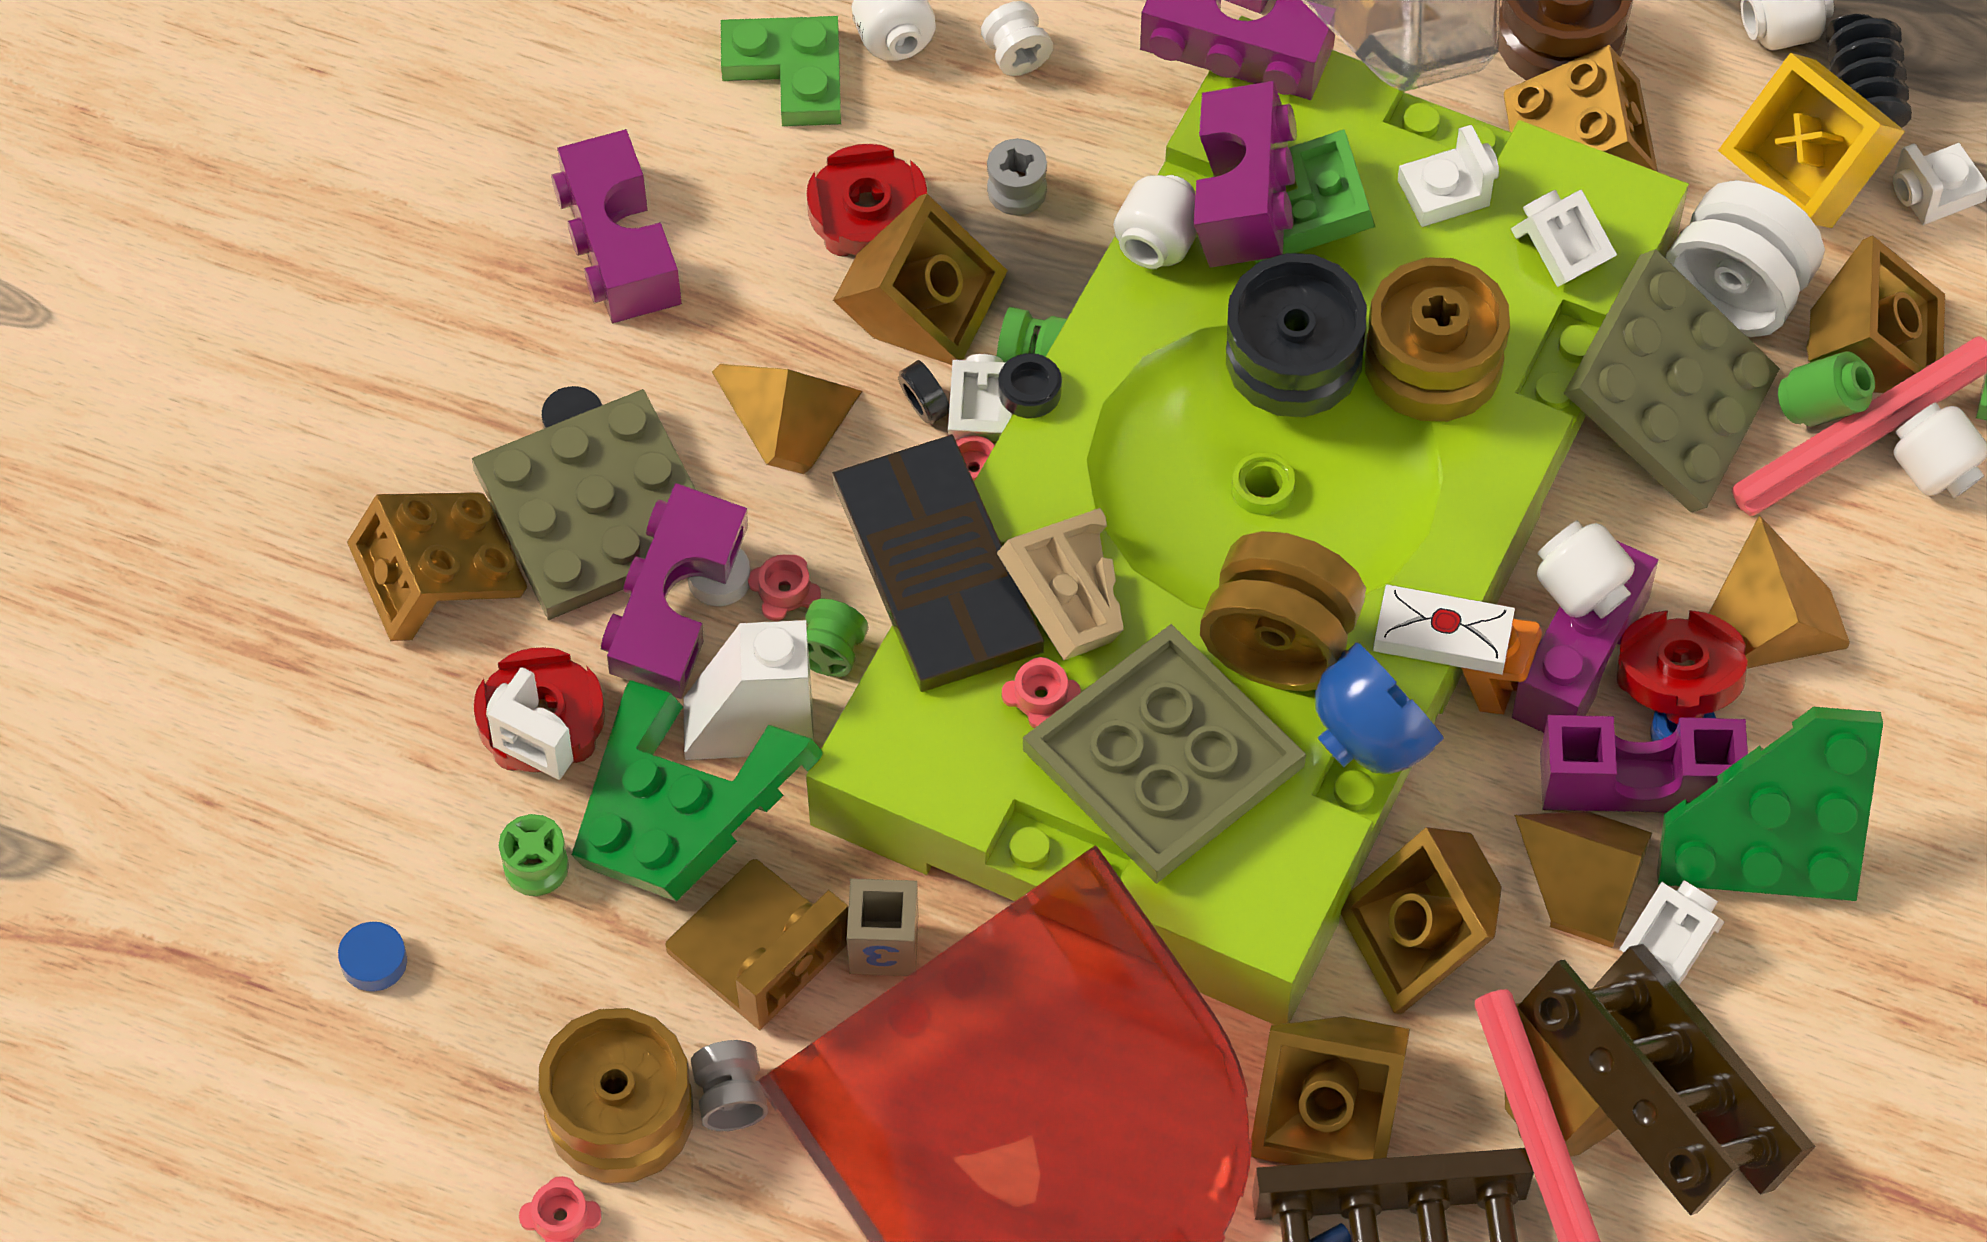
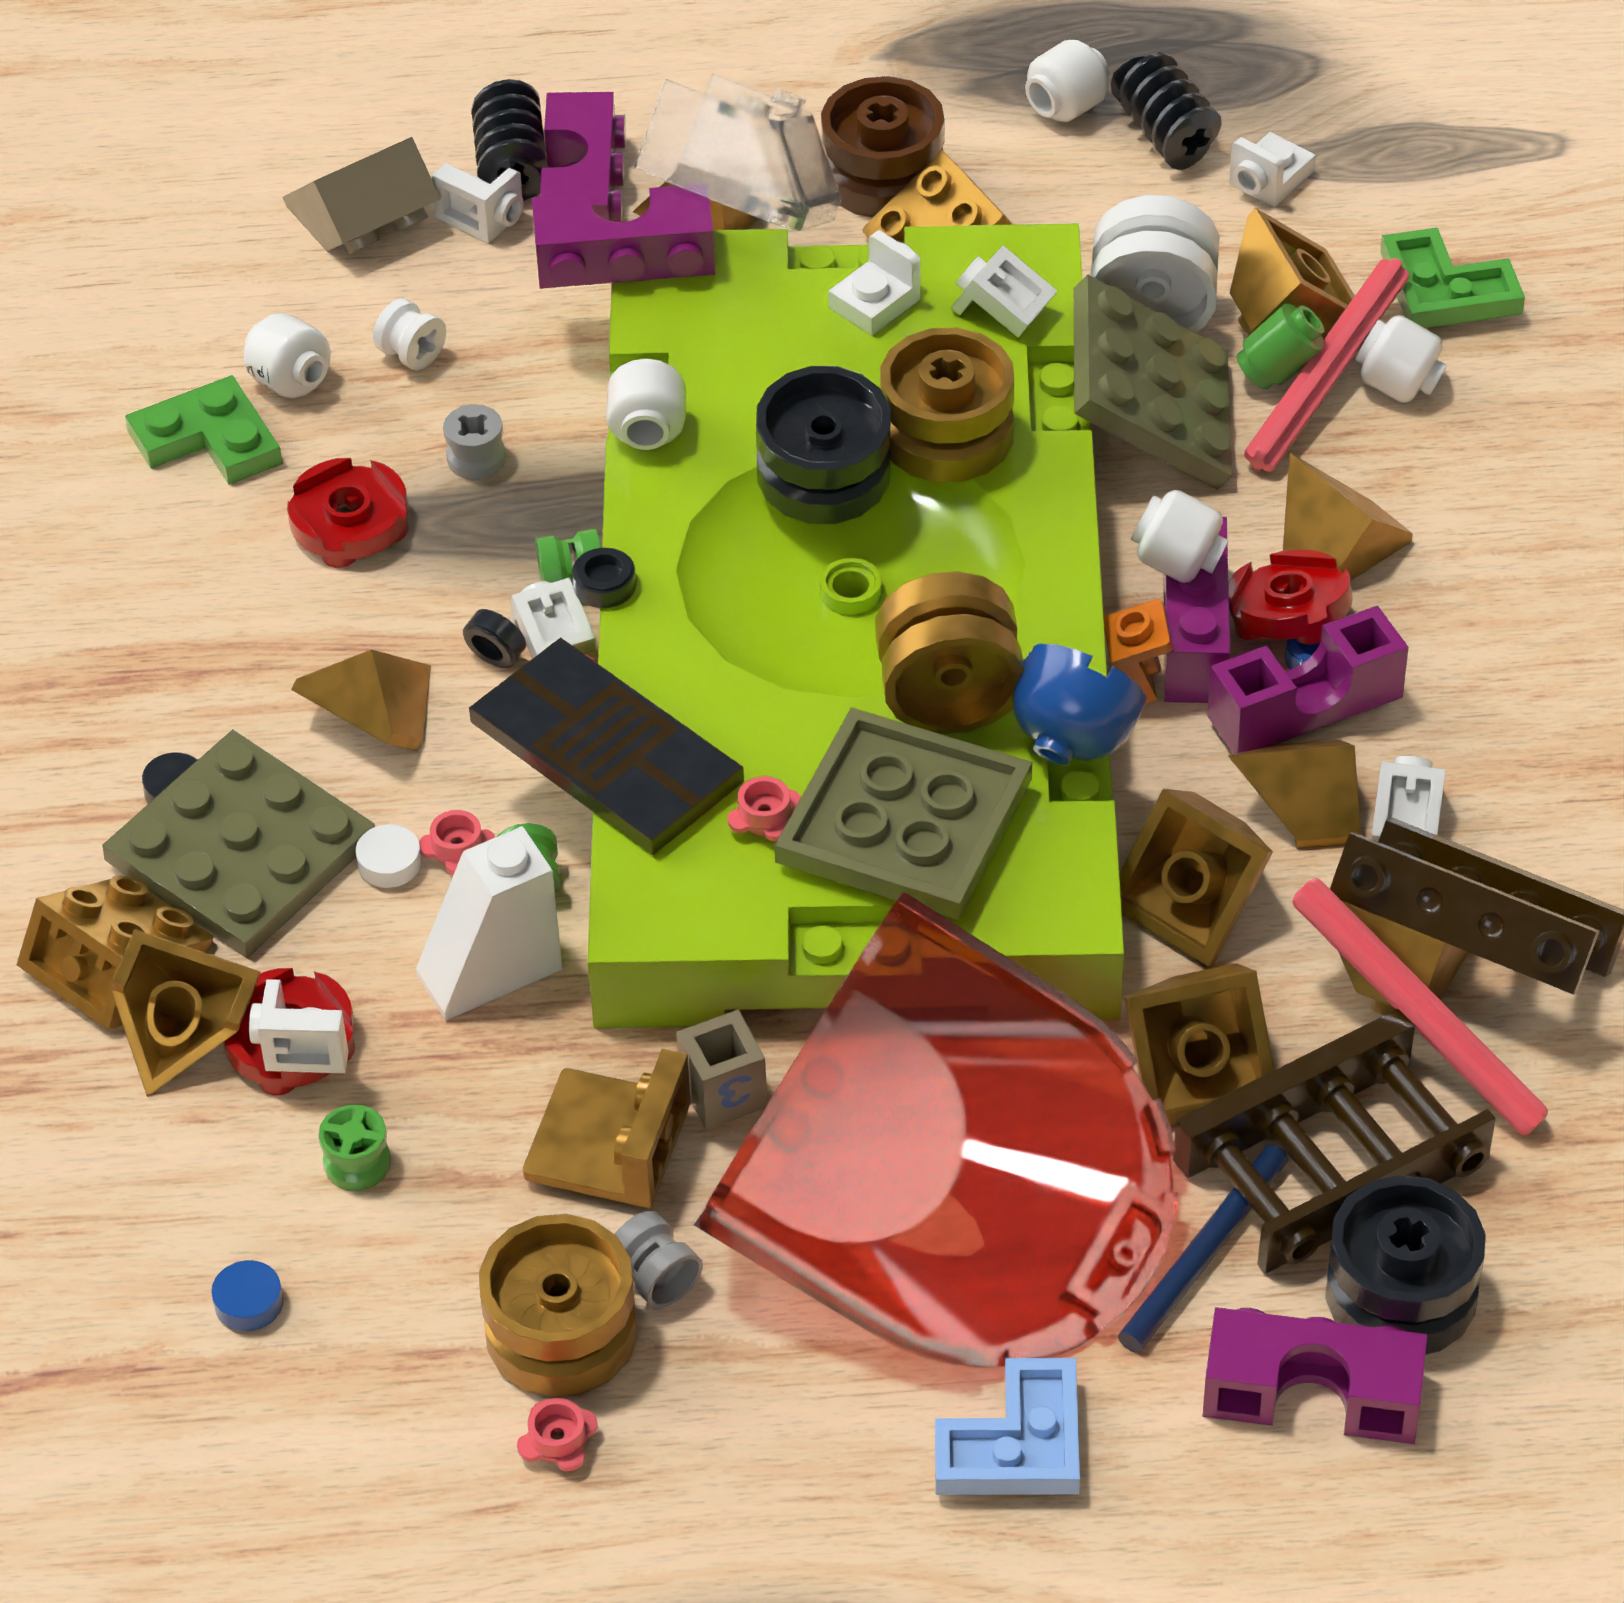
camera: 25 degrees left, 10 degrees down
(447, 649) = (177, 1004): none -> pearl gold slope
(628, 265) = (96, 588): magenta arch -> none
(667, 821) = (470, 1063): green wing -> none
(690, 539) = (366, 922): magenta arch -> none
(922, 283) = (439, 553): pearl gold slope -> none
(1067, 582) = (742, 718): tan wing -> none
(1246, 203) = (704, 336): magenta arch -> none
(1328, 195) = (780, 338): bright green plate -> none
(1444, 629) = (1092, 624): white tile -> none
(1783, 814) = (1452, 668): green plate -> none
(1811, 139) = (1154, 151): yellow brick -> none

